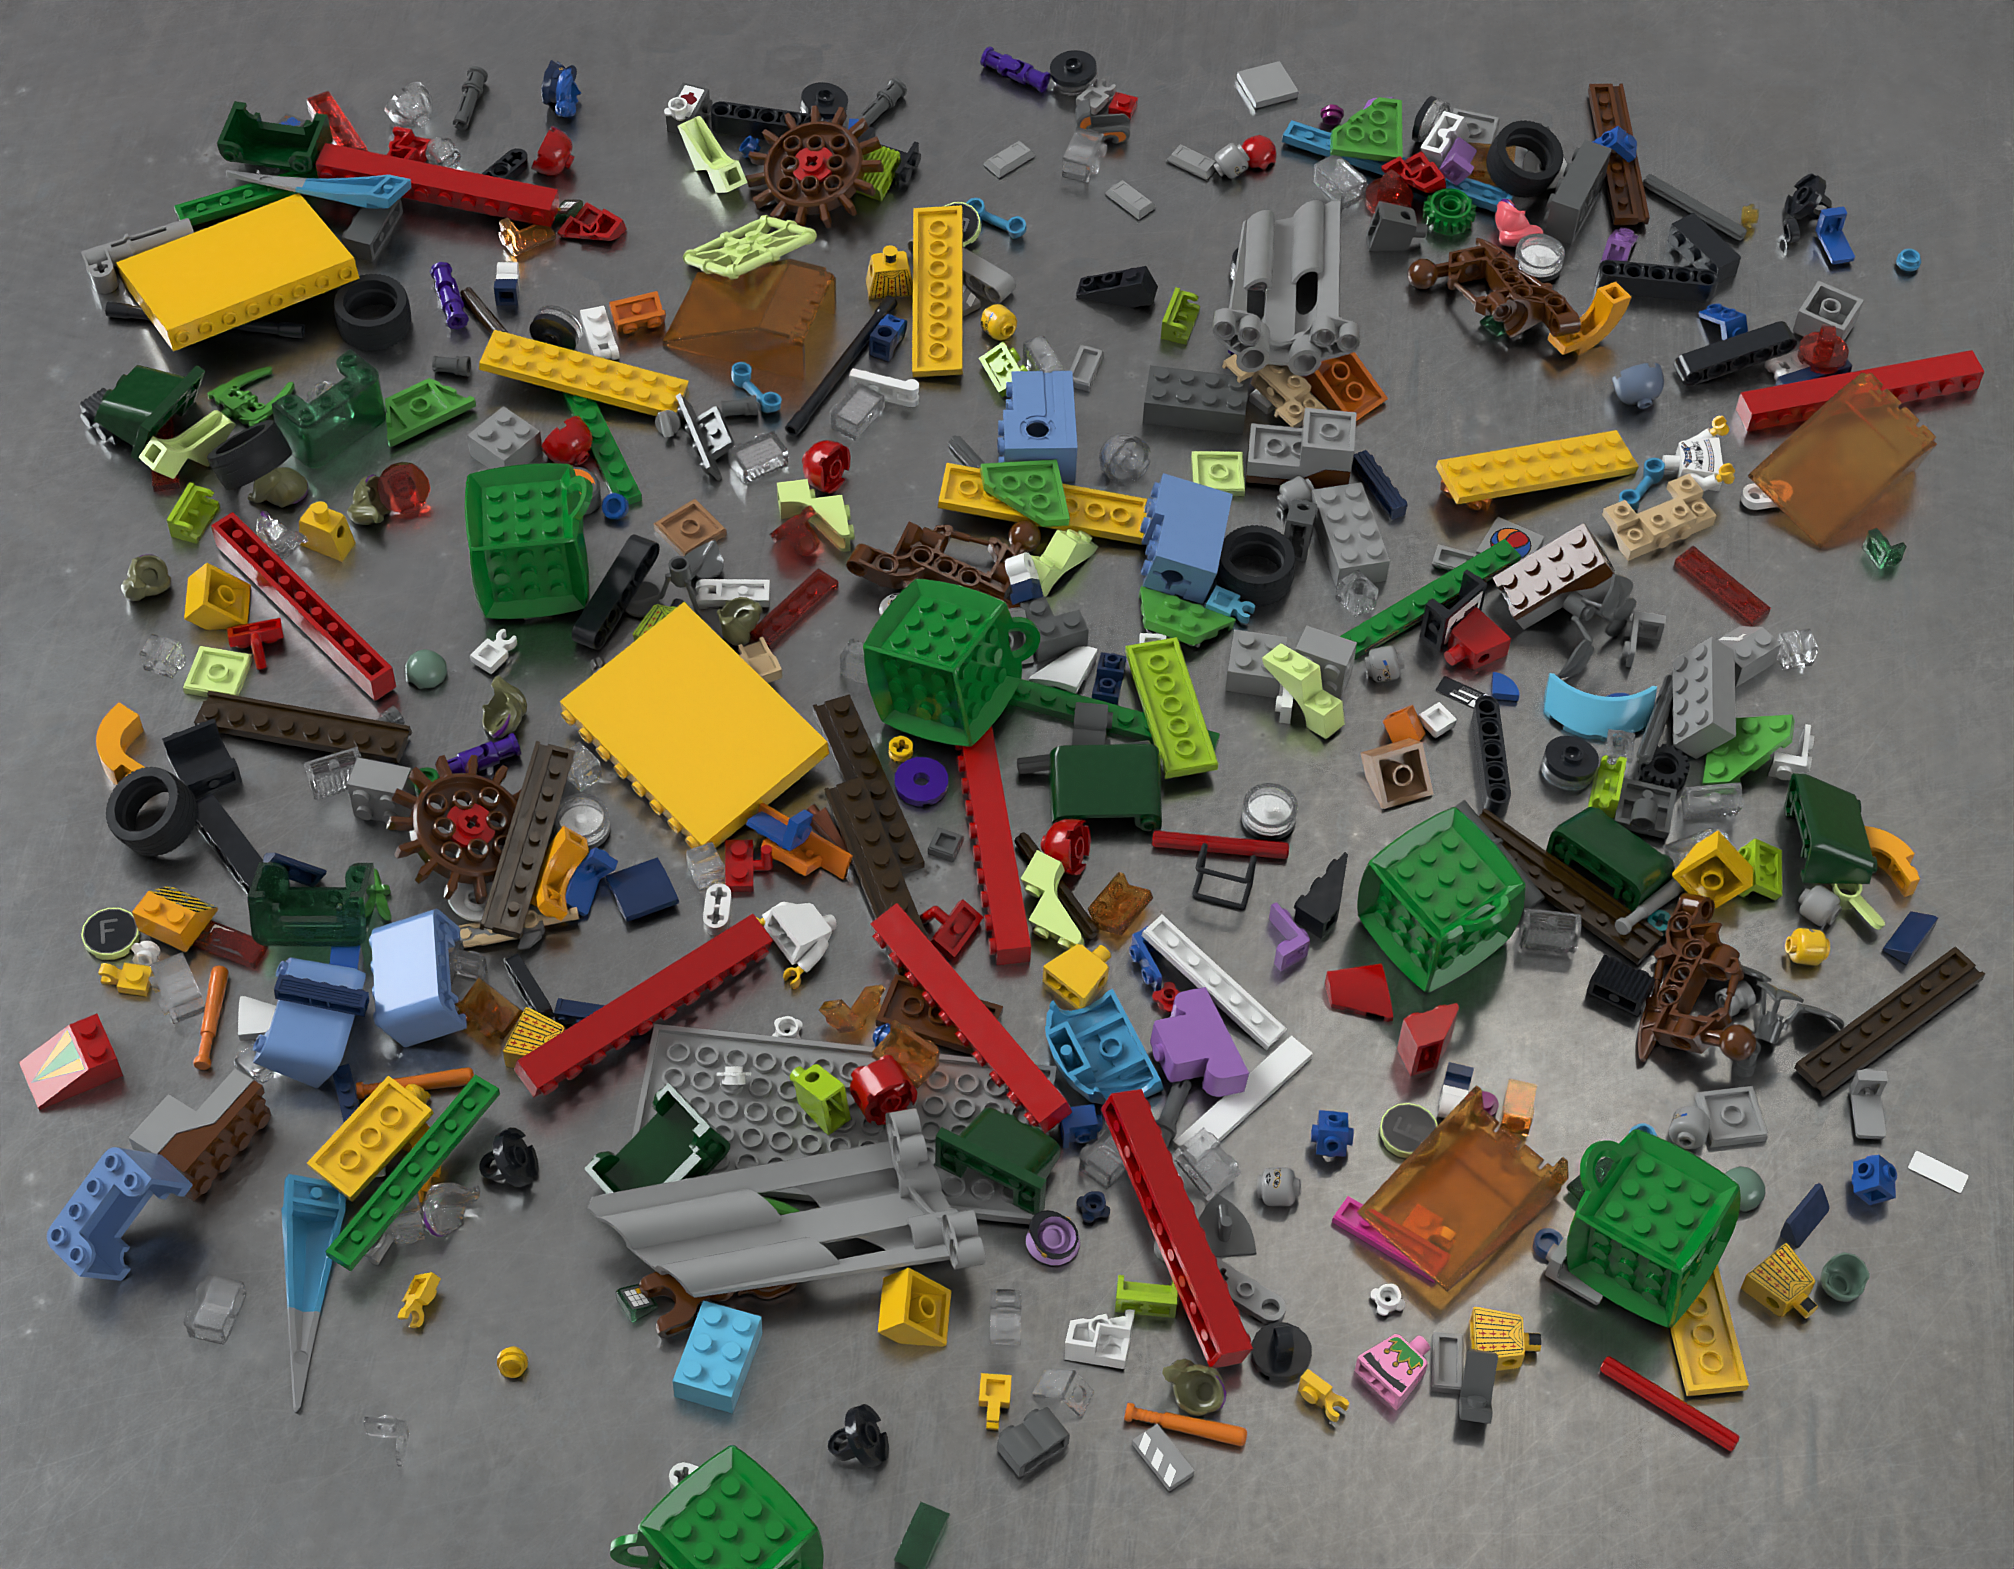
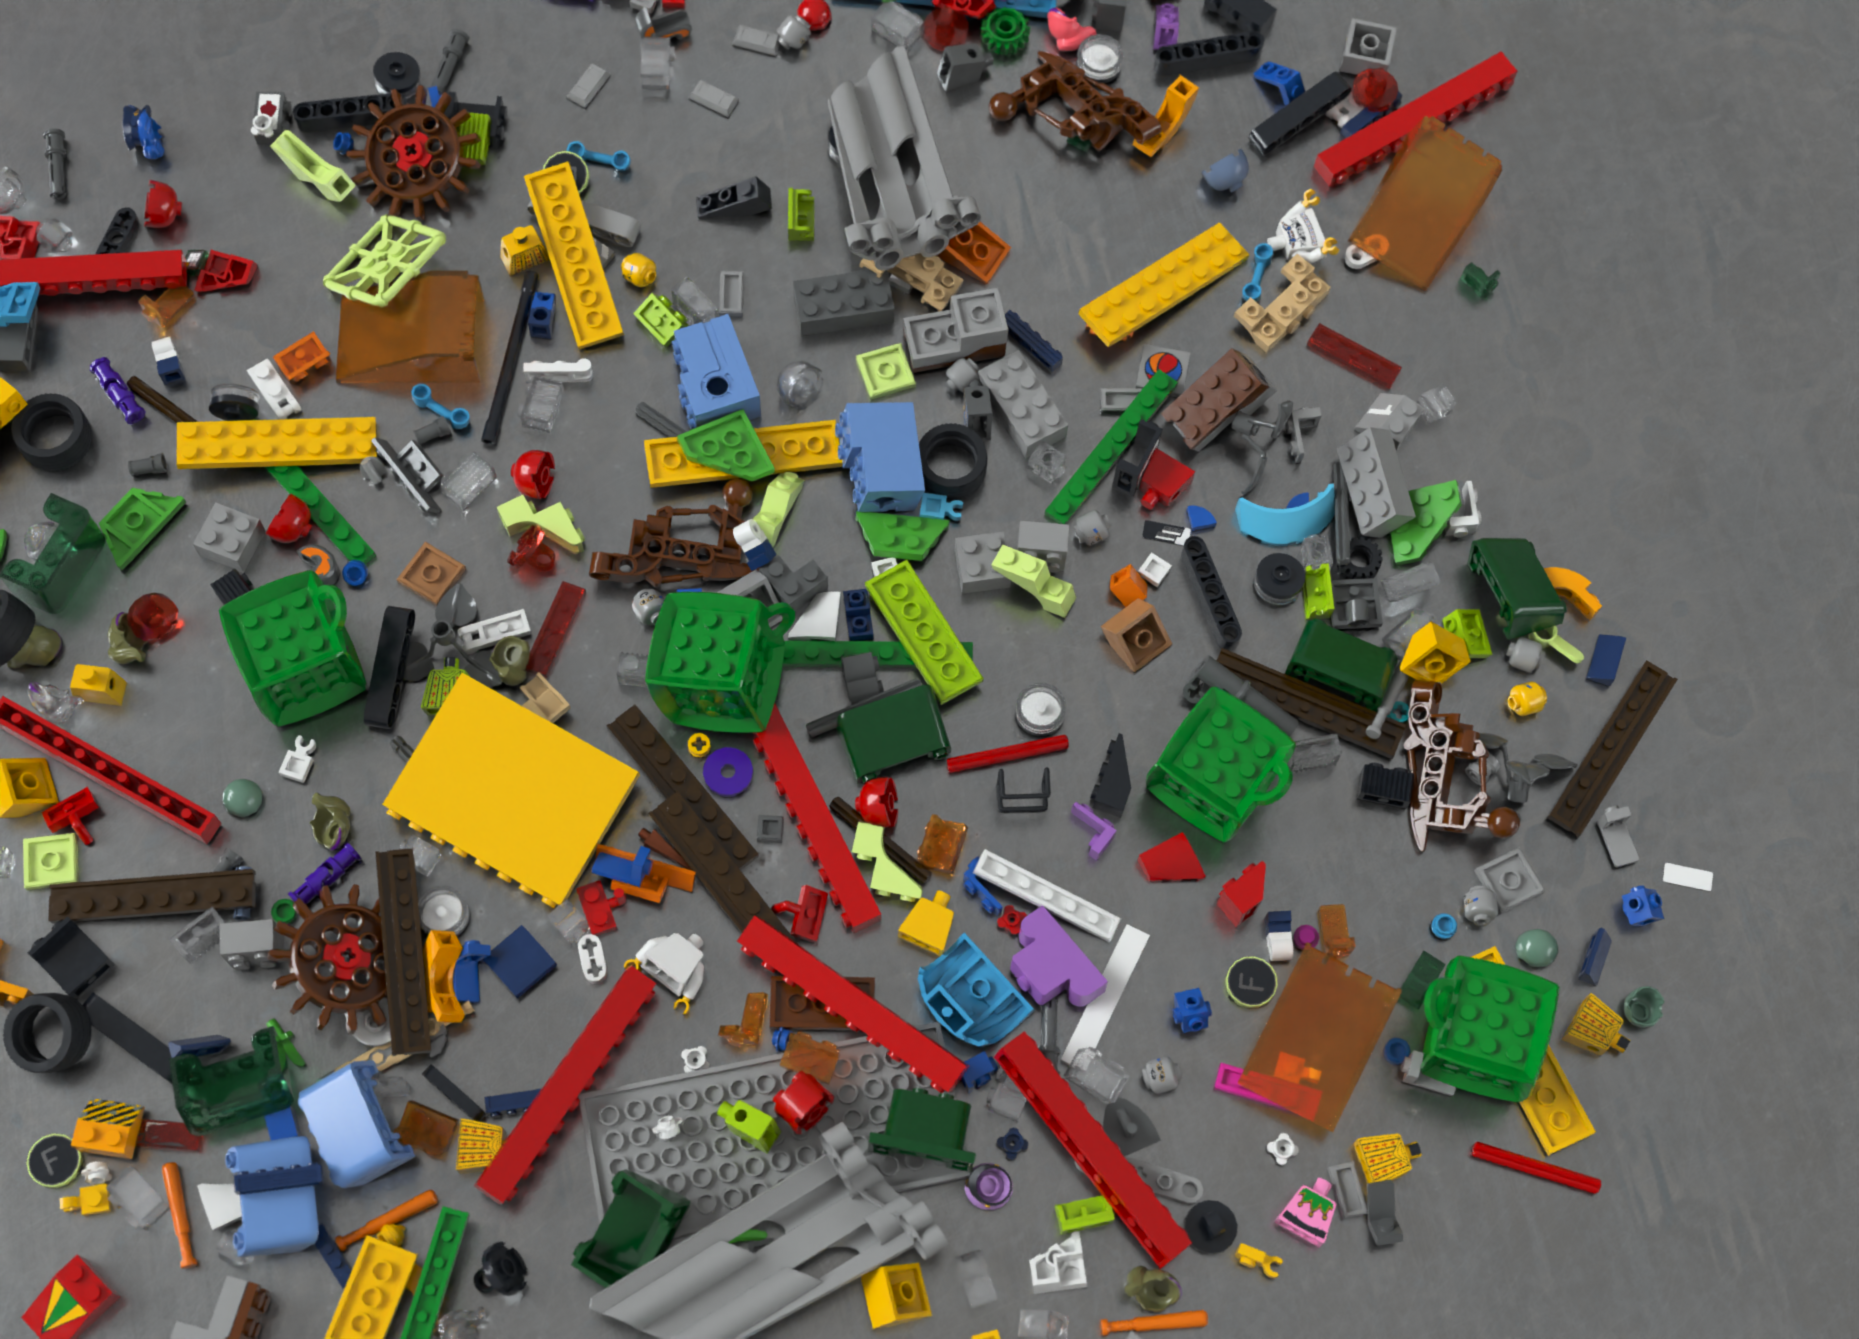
camera: 20 degrees left, 15 degrees up
(1284, 706) = (1020, 597): white plate -> none

